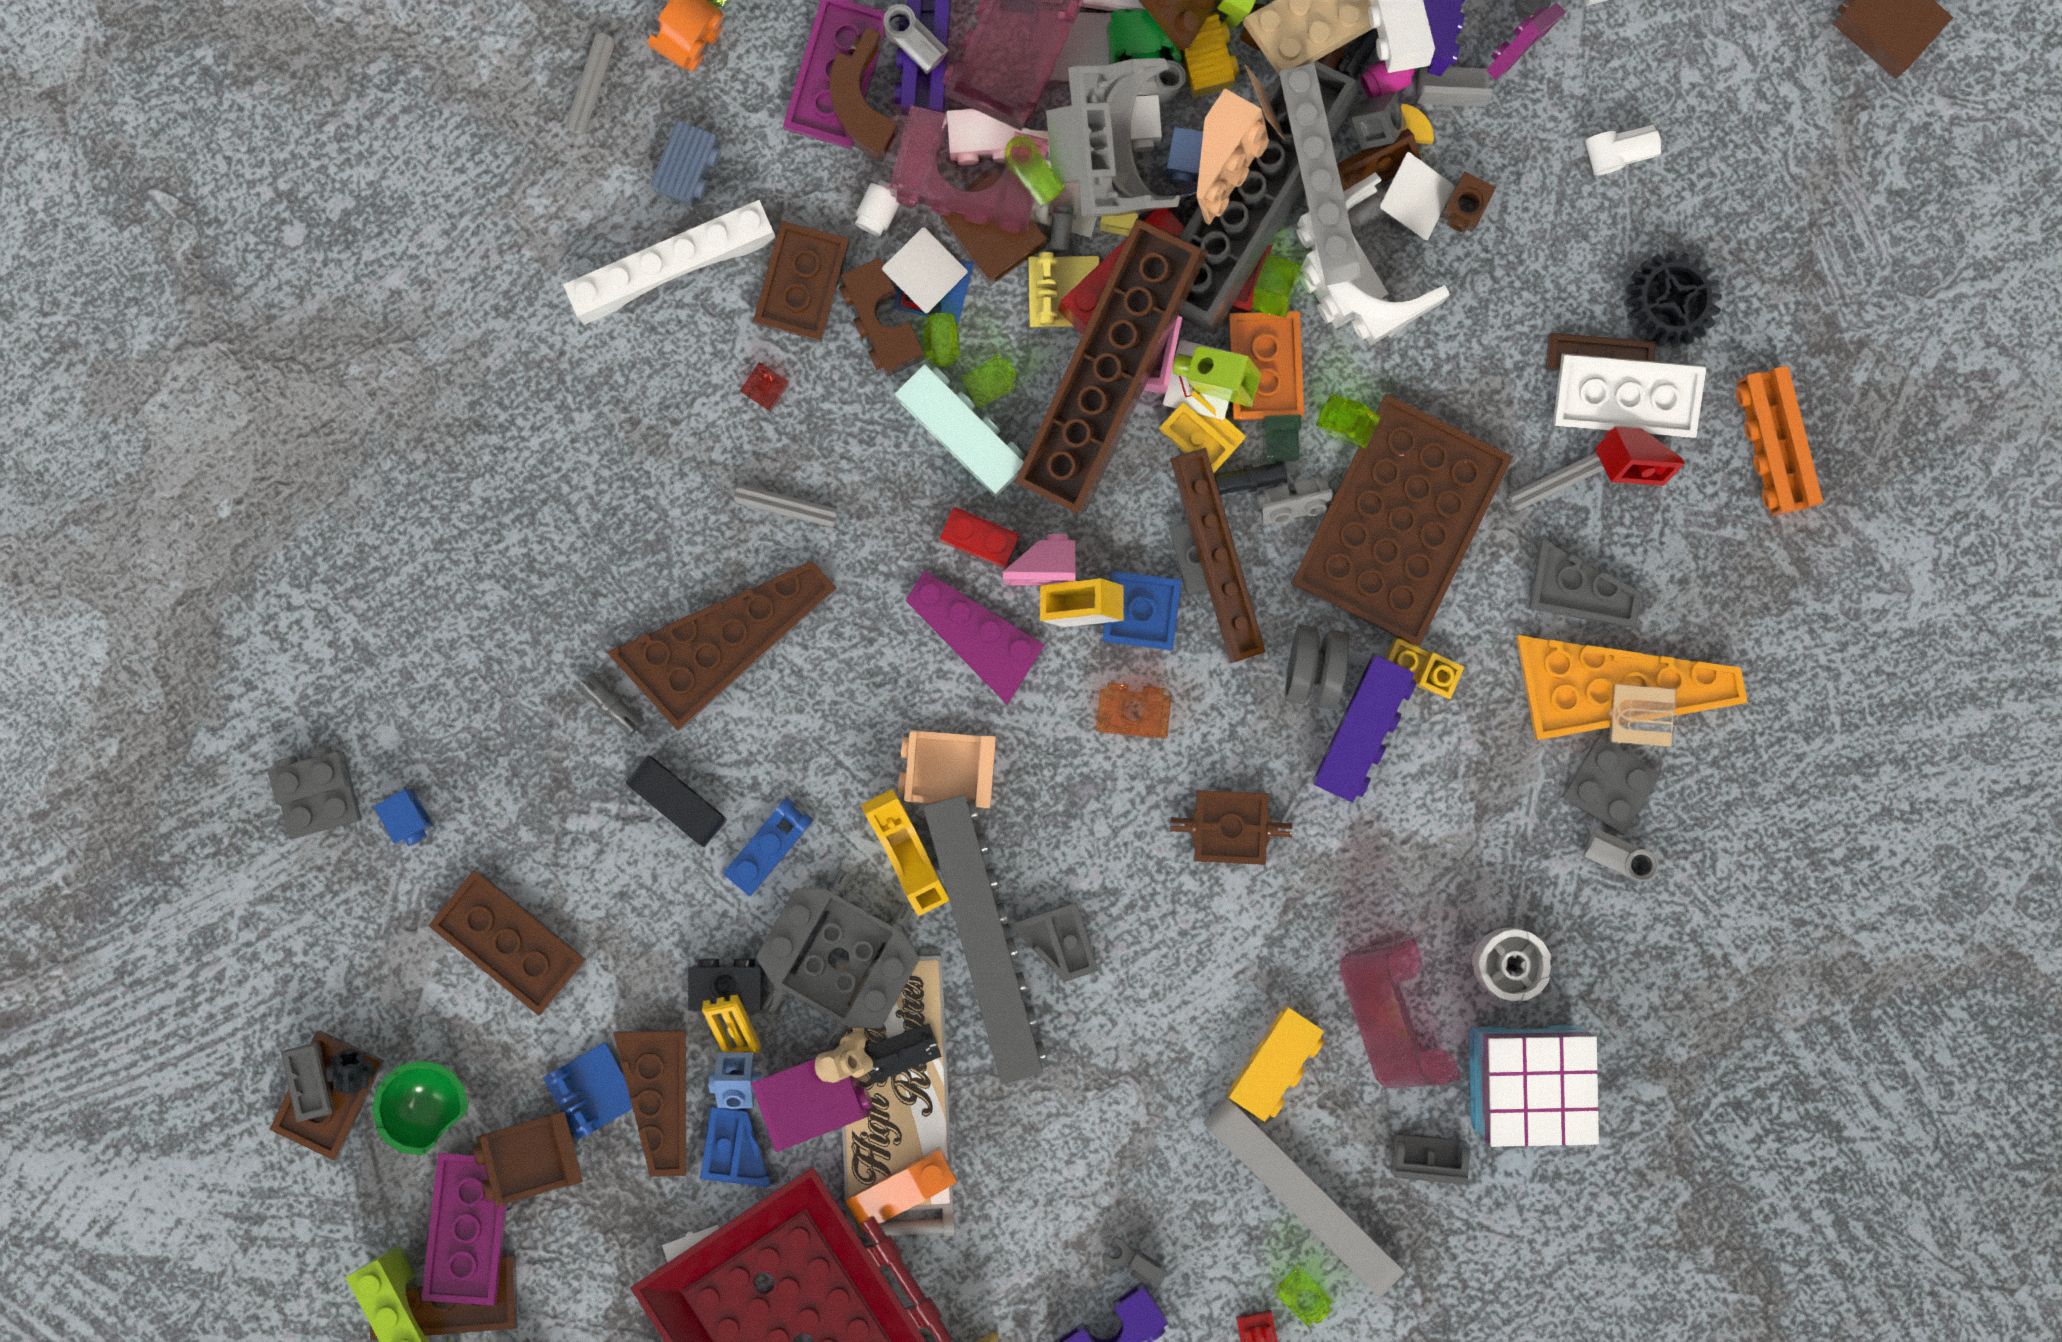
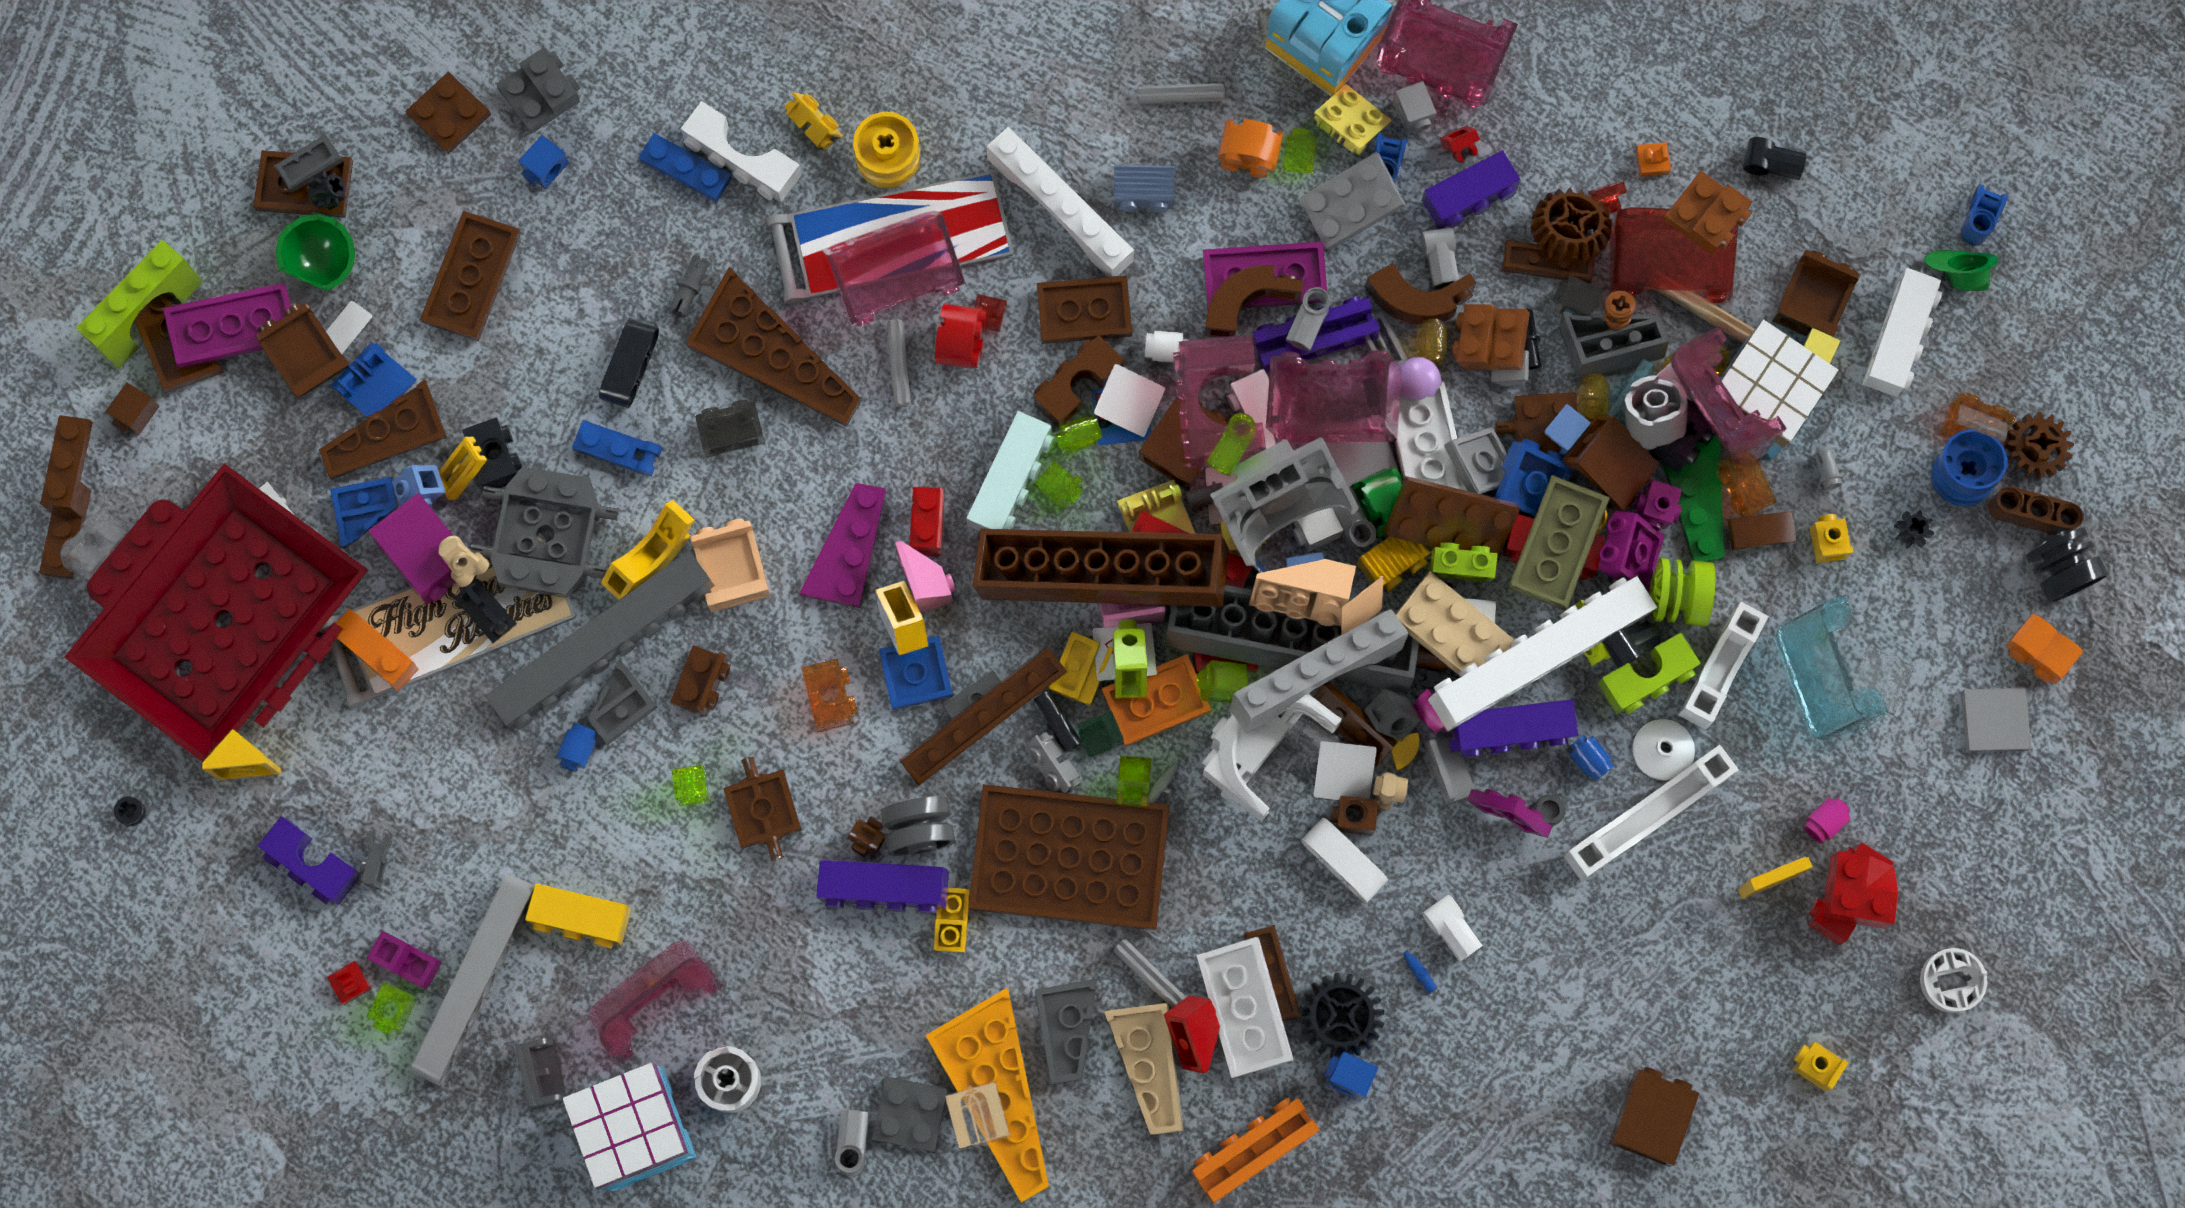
camera: 70 degrees right, 10 degrees down
(302, 904) = (448, 113): none -> reddish brown plate
(454, 502) = (822, 126): none -> yellow hinge
(468, 661) = (685, 167): none -> blue plate
(513, 567) = (771, 172): none -> white arch
(513, 1098) = (348, 325): none -> white sticker
(554, 421) = (886, 149): none -> yellow wheel
(636, 459) = (968, 205): none -> flag
(674, 468) = (894, 265): none -> clear pink windscreen
(786, 425) = (960, 336): none -> red brick
(793, 715) = (729, 428): none -> clear smoke brick
(1064, 845) = (700, 681): none -> reddish brown bracket
(1091, 1004) = (576, 747): none -> blue brick
(1179, 894) = (691, 785): none -> clear neon green brick
(1253, 1265) = (404, 960): none -> magenta slope
(1303, 726) = (867, 836): none -> reddish brown gear
(1354, 390) = (1162, 784): none -> light grey helmet
(1455, 155) = (1389, 789): none -> tan plate
(1510, 233) = (1344, 860): none -> white beam
(1648, 516) = (1150, 1064): none -> tan wing
(1653, 201) = (1420, 972): none -> blue helmet
(1745, 311) = (1350, 1075): none -> blue brick

